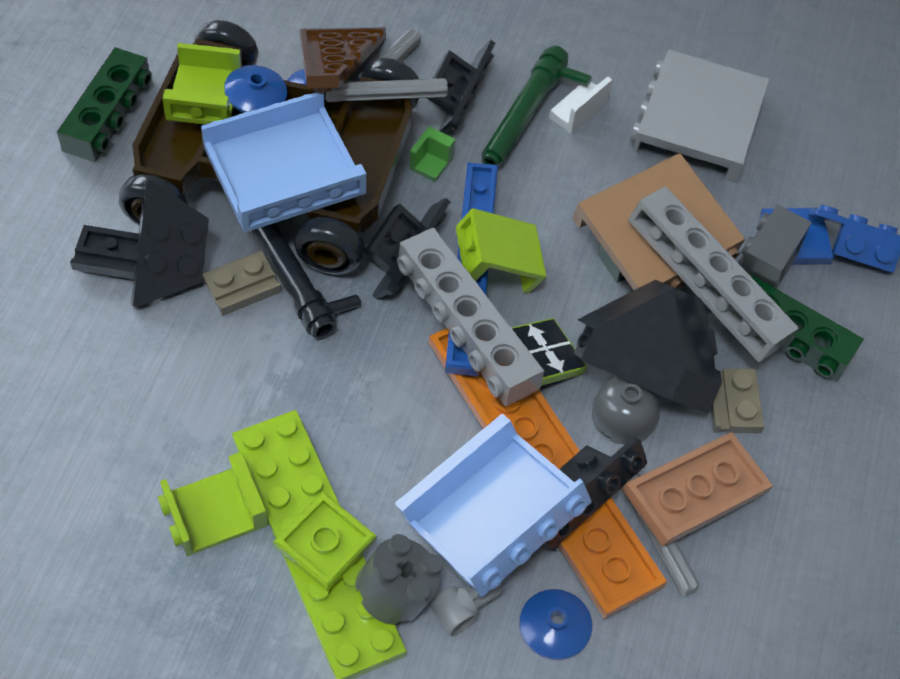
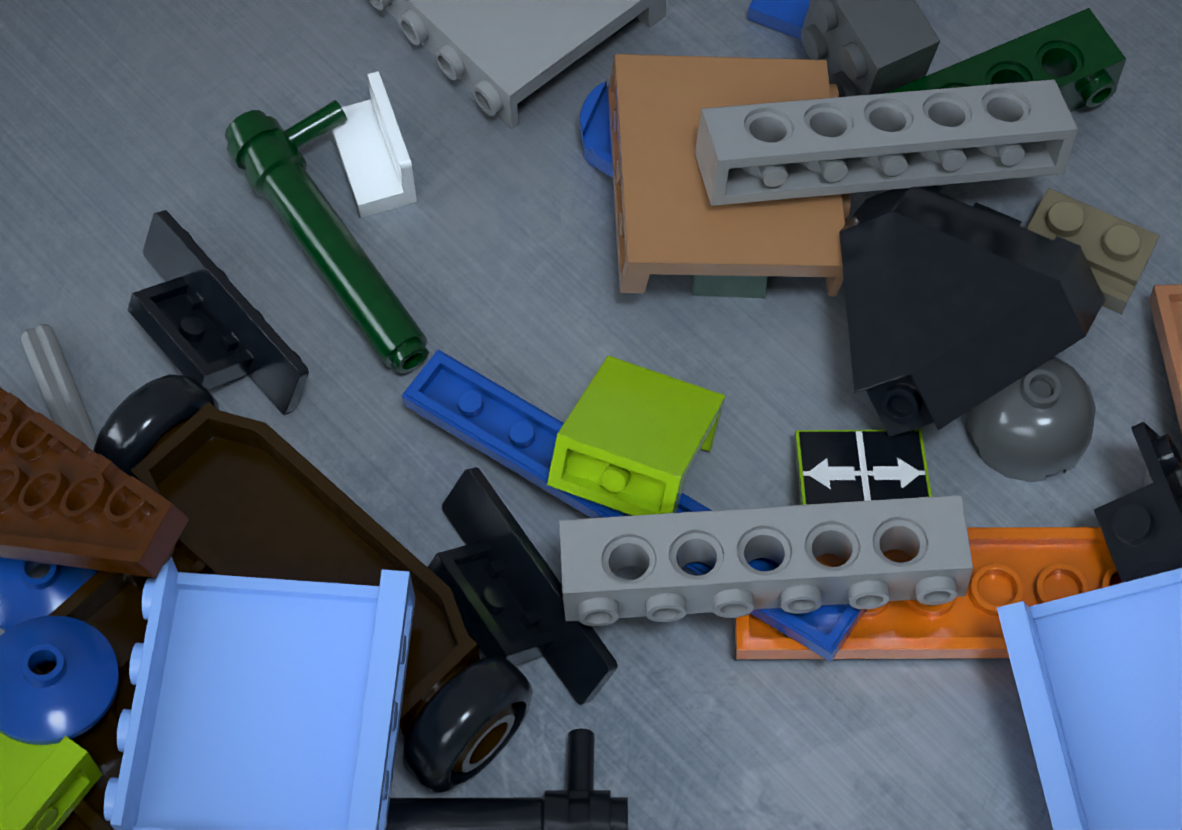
camera: 55 degrees left, 5 degrees up
(388, 90) = (215, 418): light grey axle -> none
(432, 154) = (337, 444): bright green panel -> none

